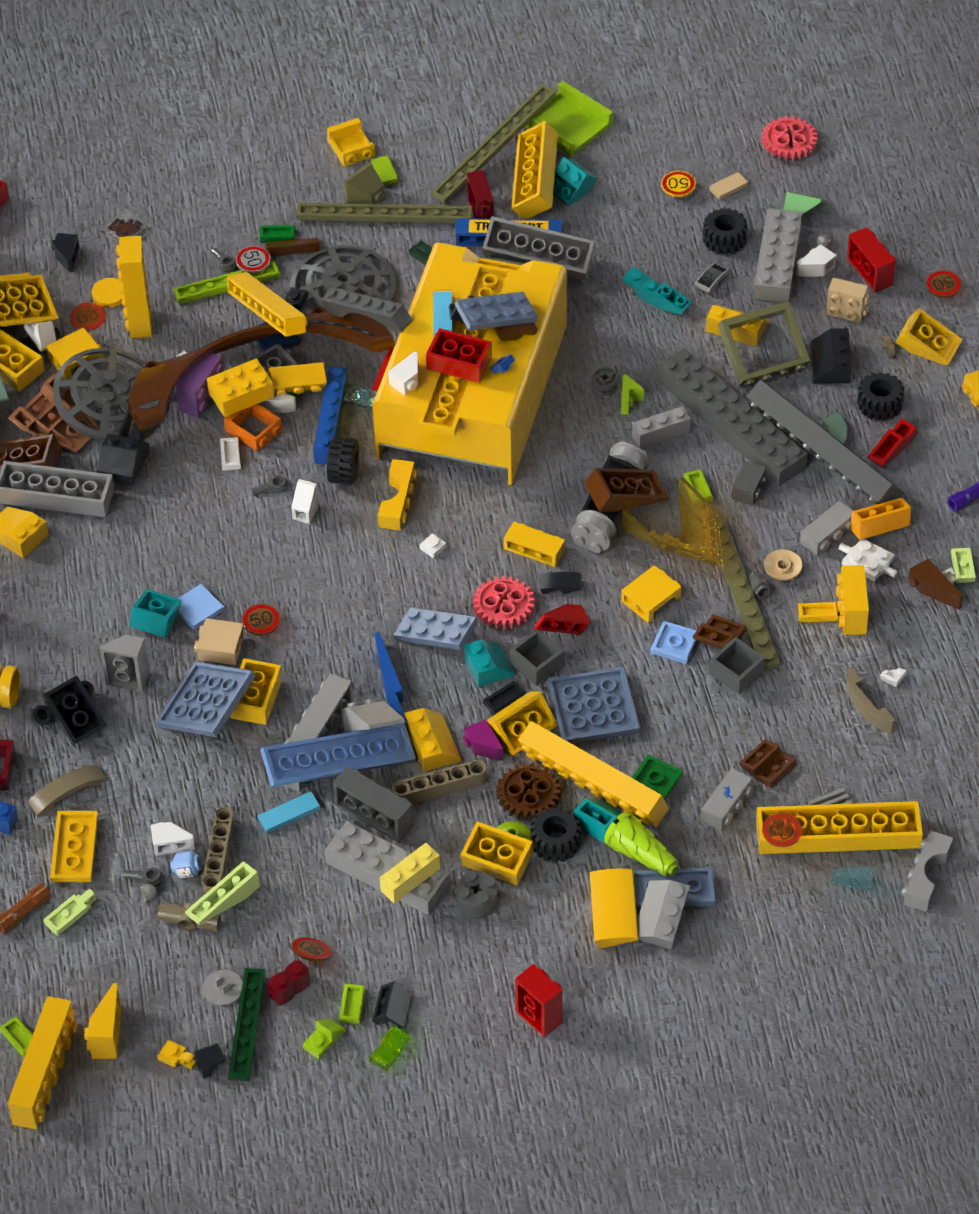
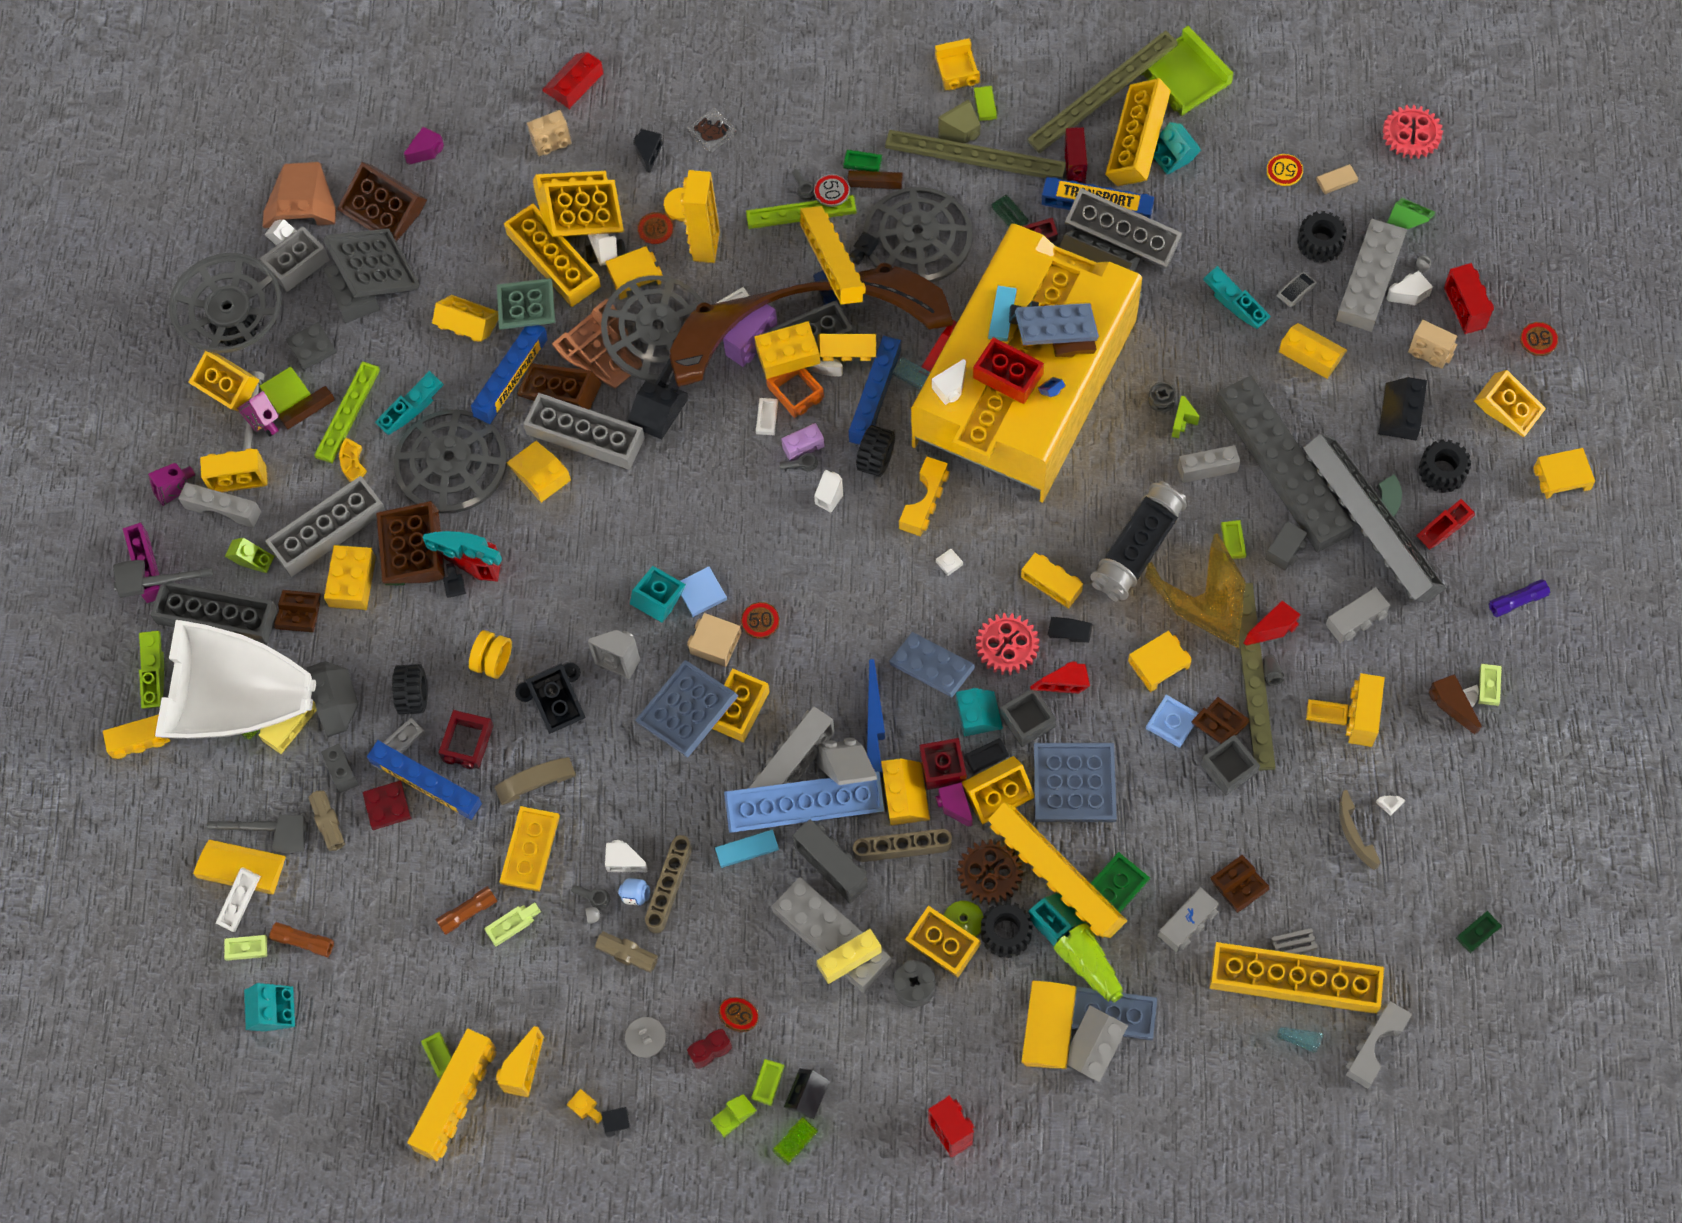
camera: 15 degrees right, 15 degrees up
(228, 892) = (663, 938): yellowish green slope -> none
(246, 1024) = (660, 1086): dark green plate -> none
(270, 465) = (802, 442): none -> lavender brick
(388, 313) = (938, 296): dark grey arch -> none
(463, 706) = (942, 763): none -> dark red brick
(624, 488) = (1154, 541): reddish brown slope -> none
(751, 546) = (1274, 624): none -> red slope
(755, 316) = (1331, 417): olive window -> none
(781, 829) = (1236, 974): clear orange piece -> none
(783, 559) = (1302, 643): tan dish -> none
(874, 558) = (1392, 659): white plate -> none
(880, 518) = (1414, 616): light orange brick -> none
(887, 344) = (1465, 401): dark tan piece -> none

